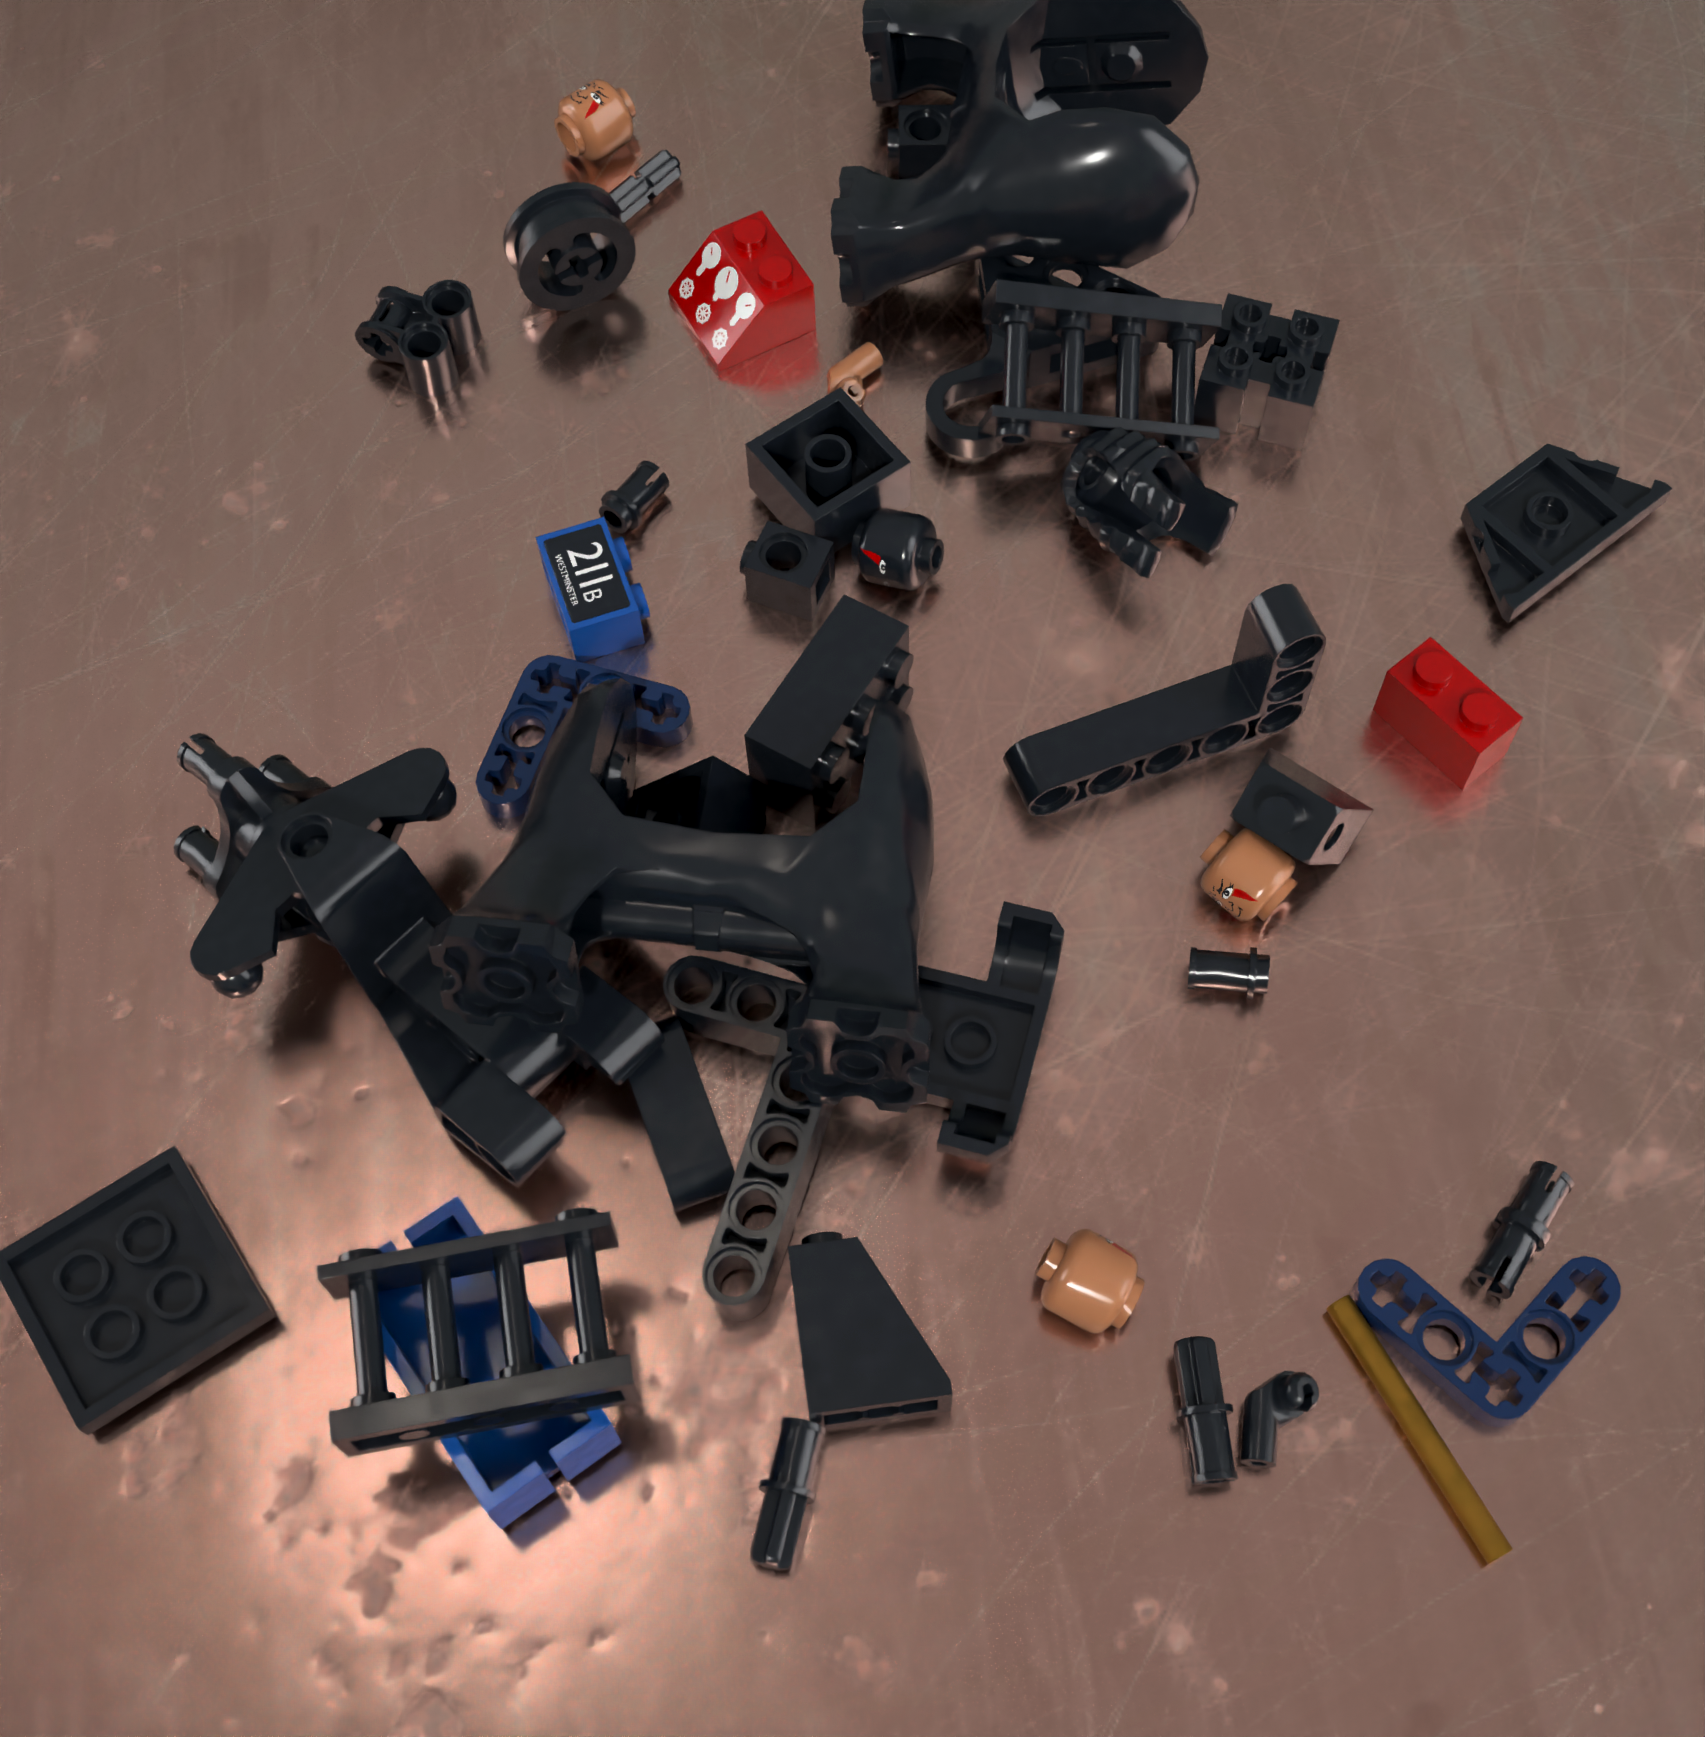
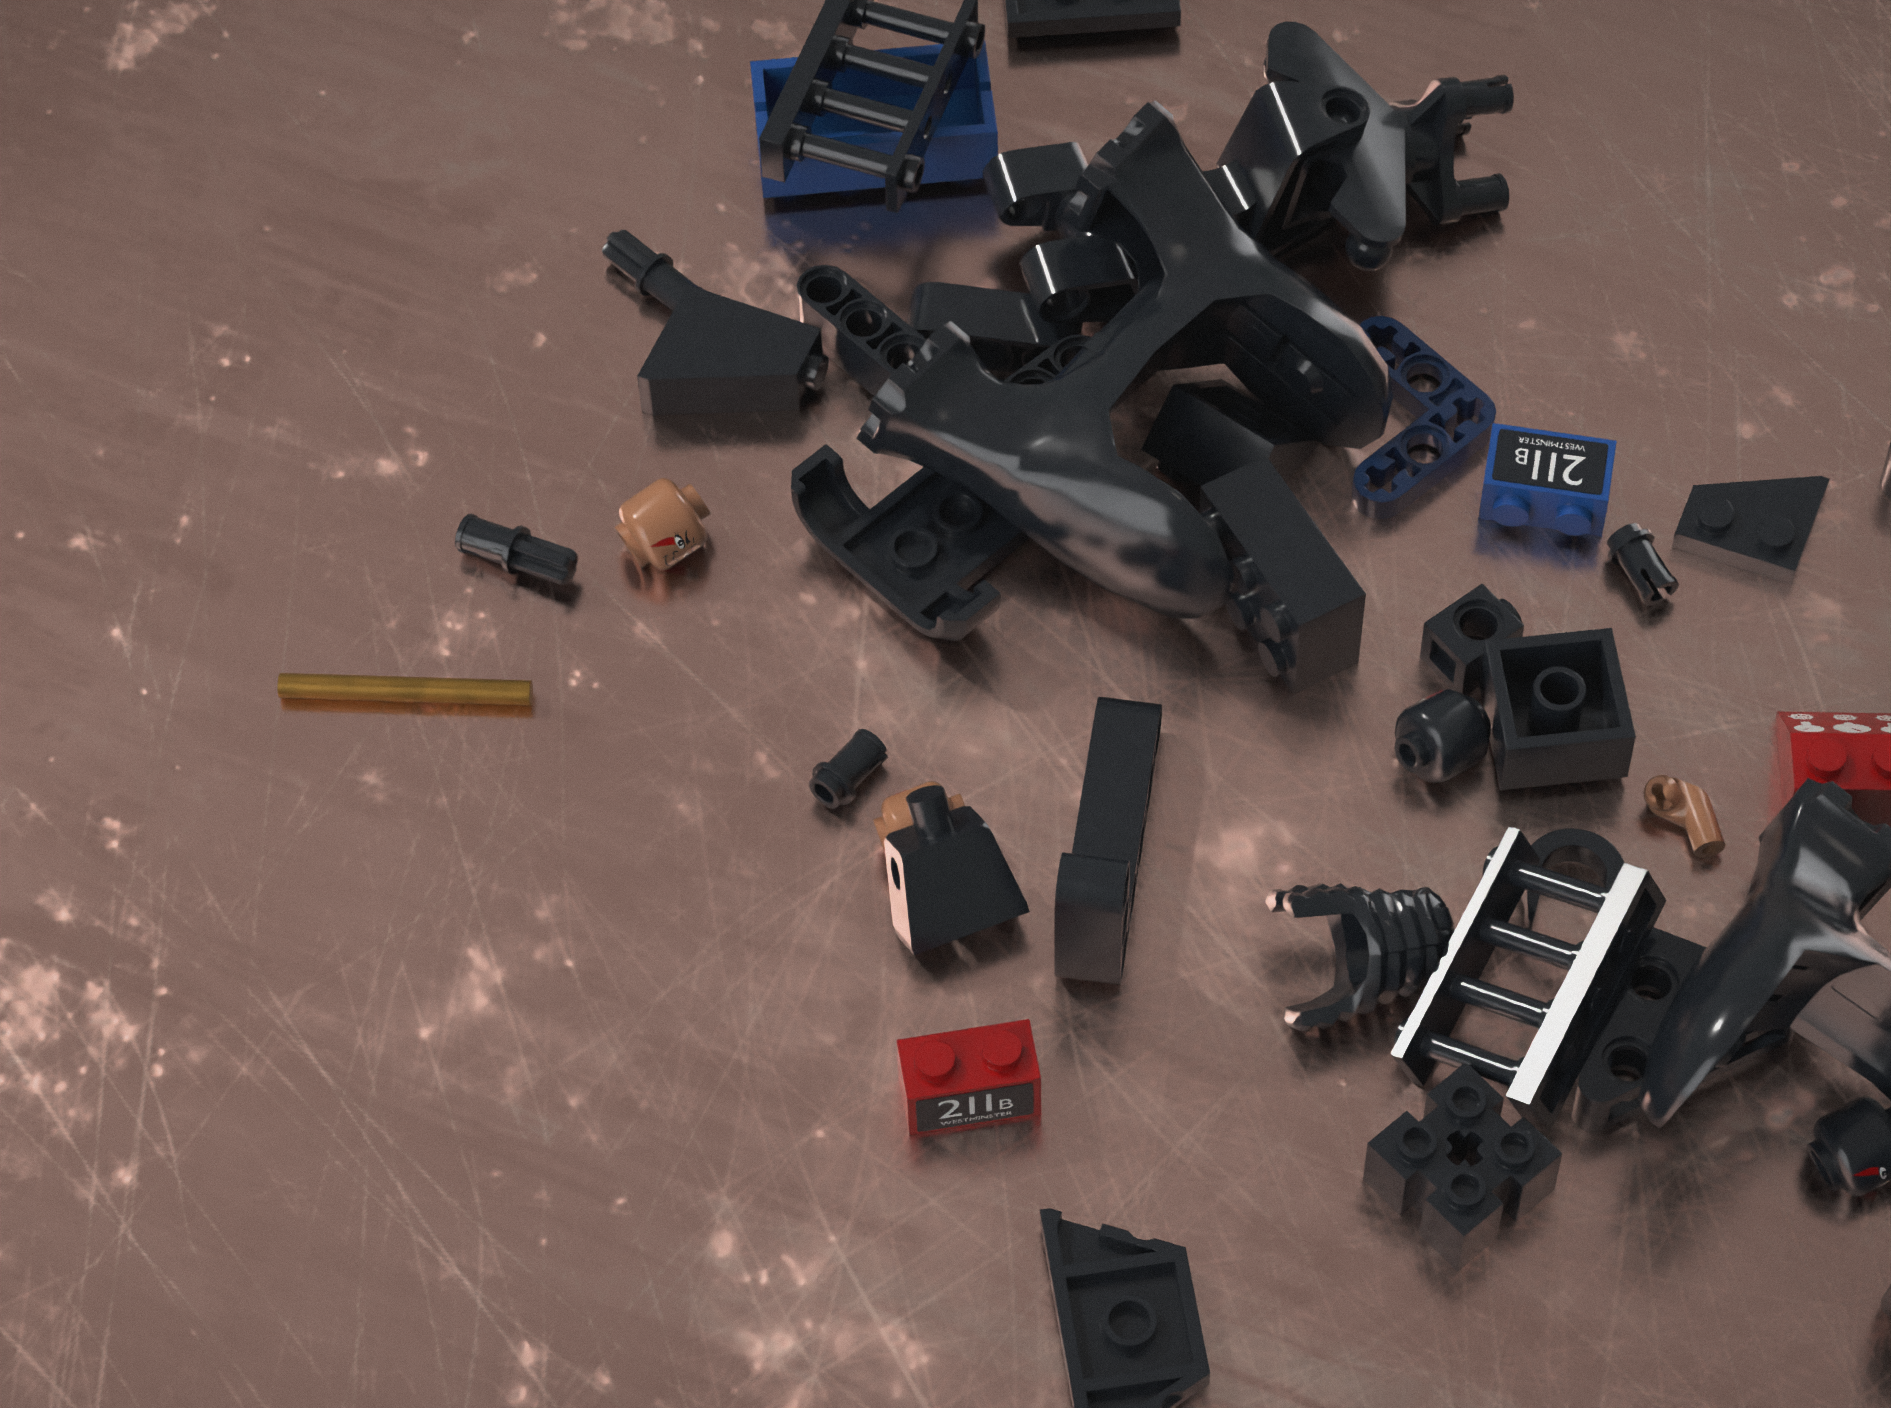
camera: 120 degrees right, 5 degrees down
(541, 448) = (1753, 523): none -> black wing
(1271, 1408) = (488, 596): black arm -> none
(1504, 1358) = (407, 773): dark blue beam -> none
(1521, 1229) = (489, 848): black pin -> none

